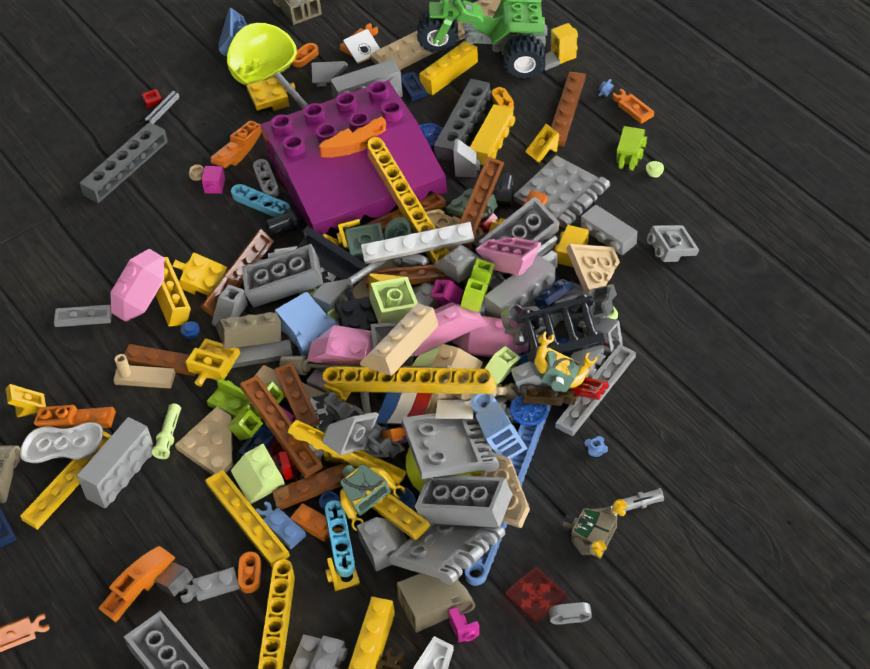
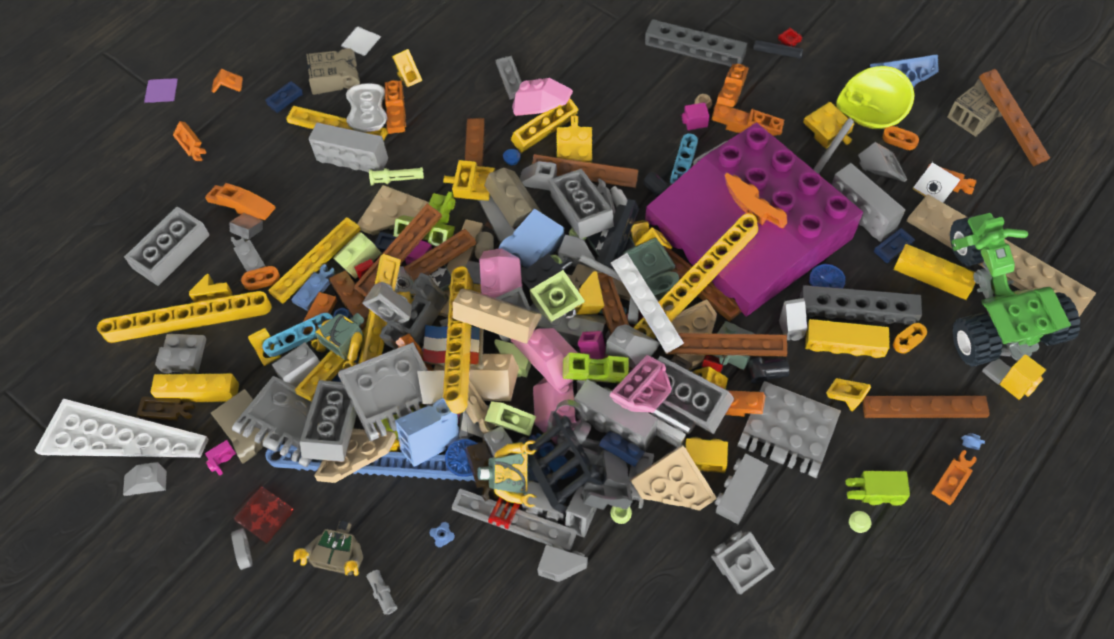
camera: 75 degrees right, 10 degrees up
(142, 375) = (453, 137): tan piece -> none
(191, 147) = (733, 85): none -> orange slope
(247, 625) = (206, 290): none -> yellow slope
(645, 363) = (560, 564): none -> light grey slope

